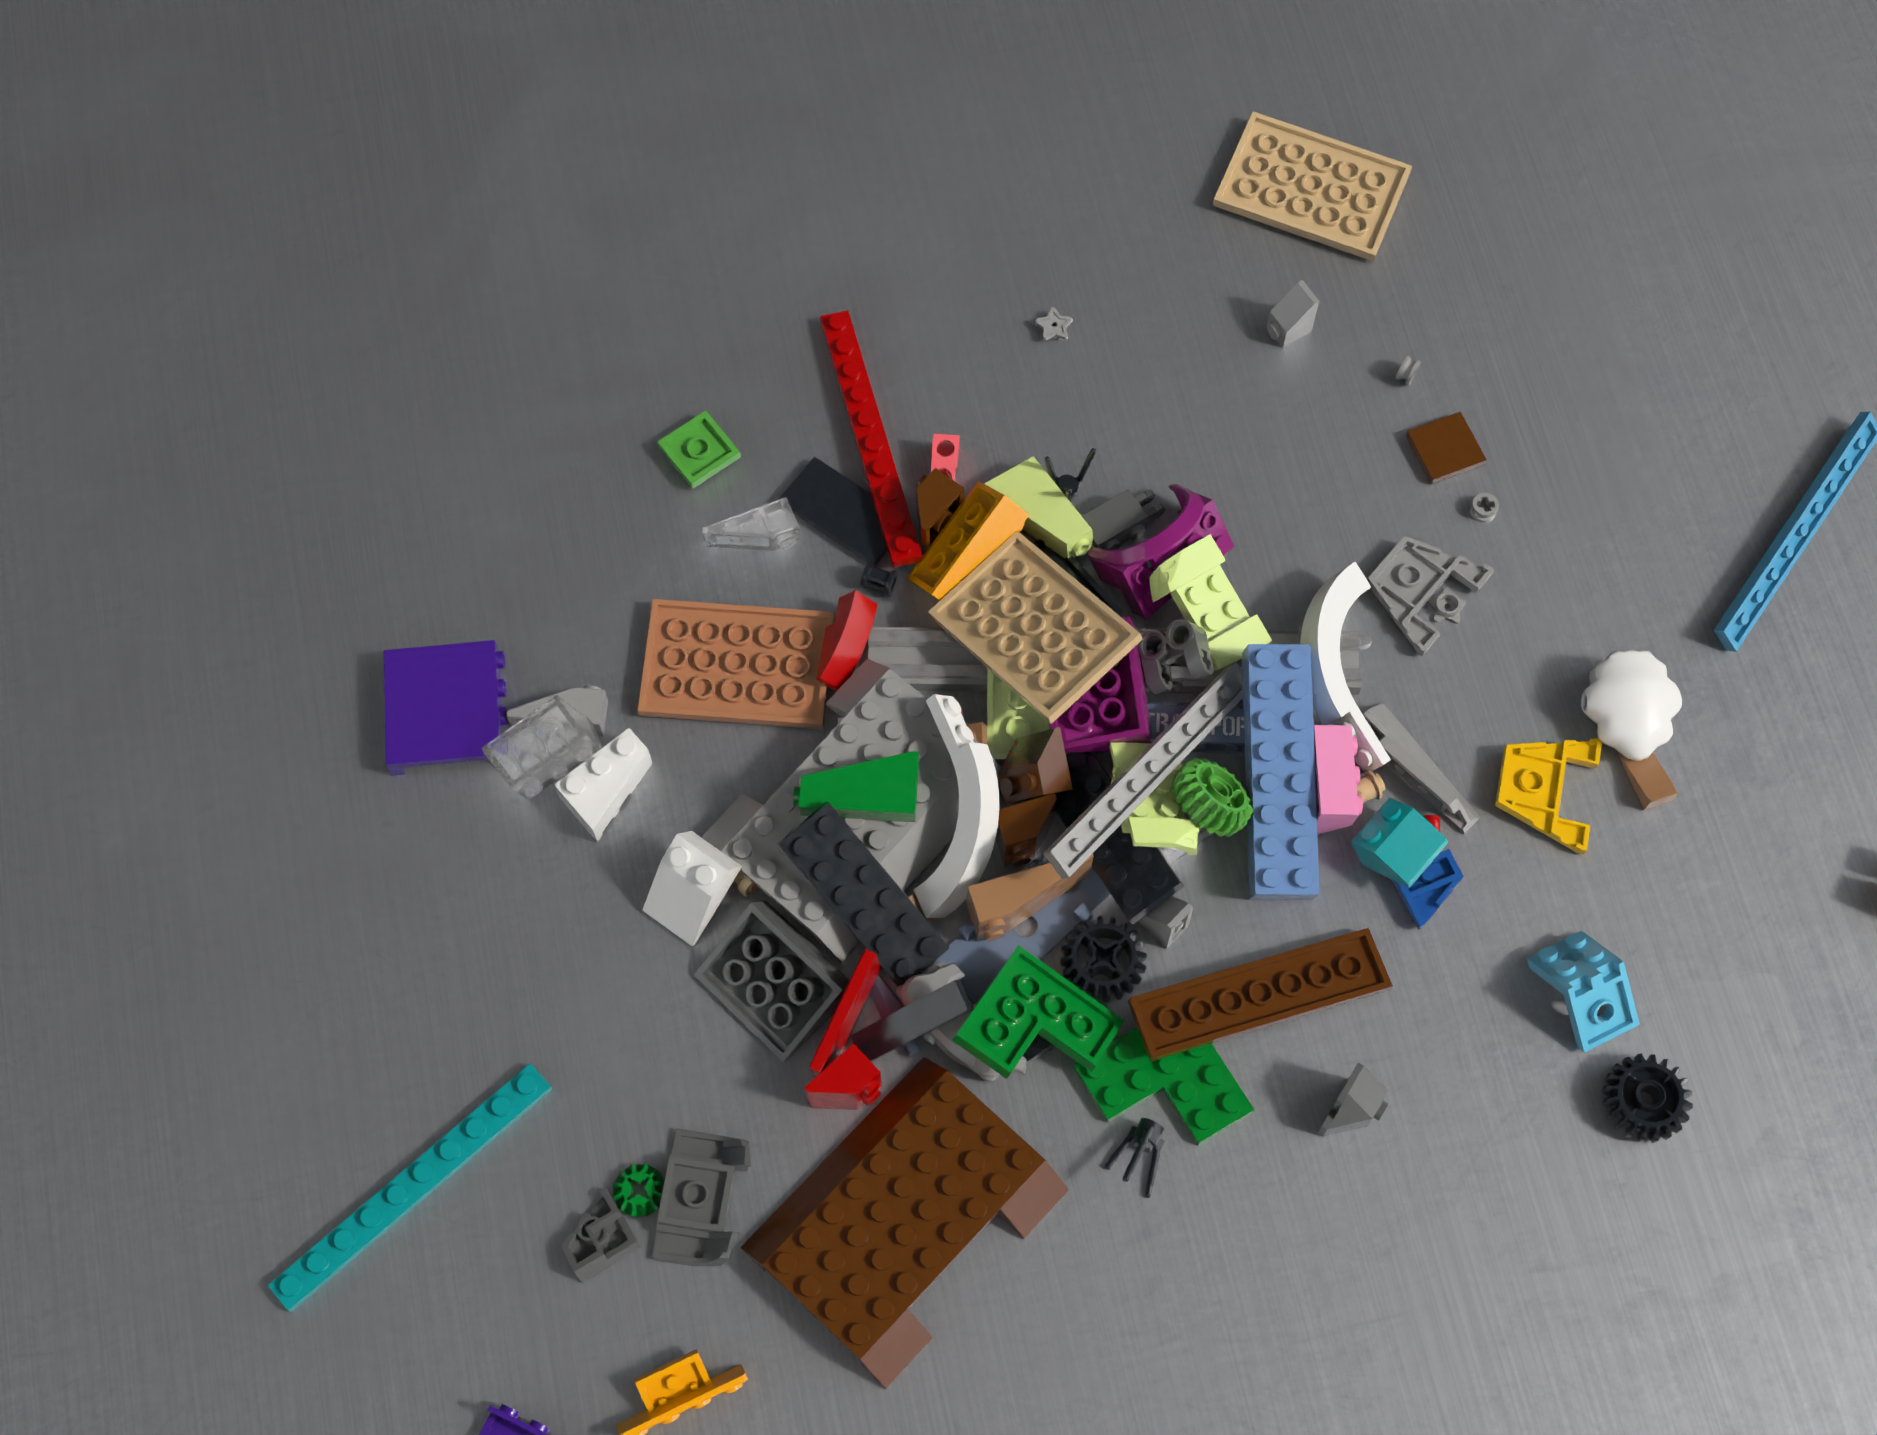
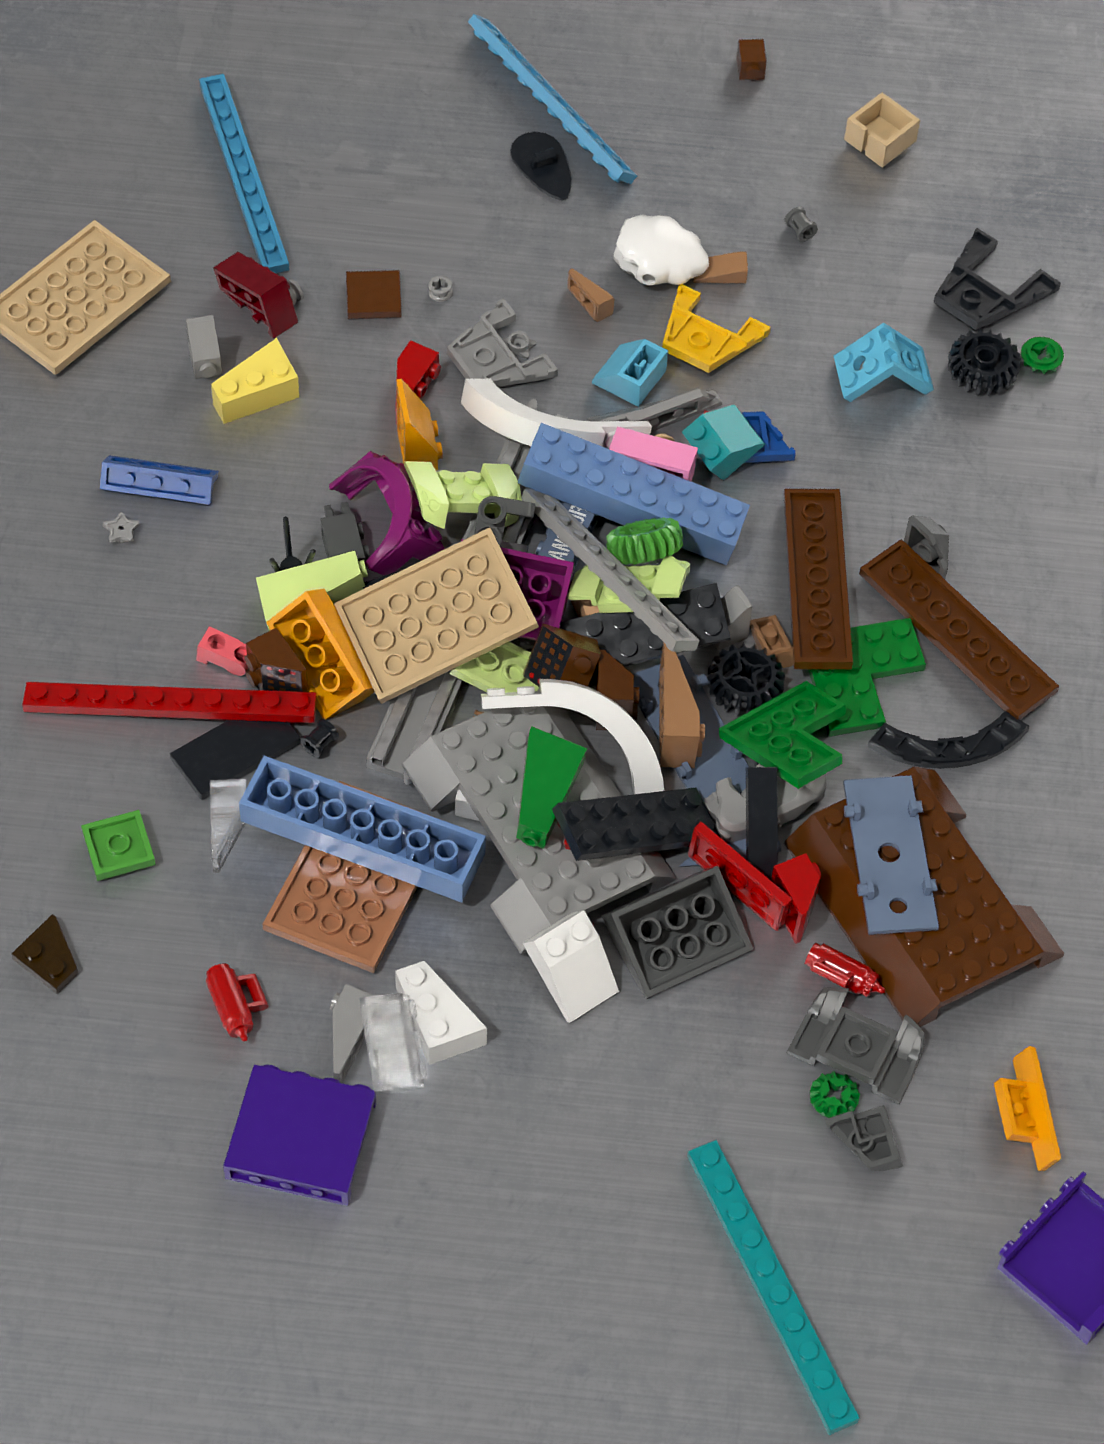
camera: 75 degrees left, 10 degrees down
(563, 601) = (230, 999): none -> red piece
(566, 436) = (47, 956): none -> dark brown wing
(772, 647) = (362, 828): none -> medium blue brick
(781, 1155) = (843, 970): none -> red piece
(845, 639) = (373, 774): red slope -> none
(964, 1144) = (882, 815): none -> sand blue piece
(1101, 1205) = (949, 752): none -> black tile
(1121, 335) = (158, 479): none -> fence
(1146, 1137) = (911, 699): black plant -> none
(1169, 969) = (770, 635): none -> medium nougat slope
(1258, 1167) = (959, 630): none -> reddish brown plate
(1272, 536) = (416, 428): none -> light orange slope
(1275, 378) = (255, 384): none -> light yellow wedge
(1351, 516) = (417, 368): none -> red slope
(1388, 339) = (259, 290): none -> dark red wedge
(1456, 726) = (633, 370): none -> medium azure slope
(1534, 663) = (591, 296): none -> medium nougat slope
(1541, 275) = (243, 173): none -> dark azure plate
(1703, 1153) = (1035, 346): none -> green gear
(1708, 553) = (543, 163): none -> black shield
(1736, 1065) = (979, 301): none -> black wing
(1752, 842) = (801, 224): none -> dark grey bush

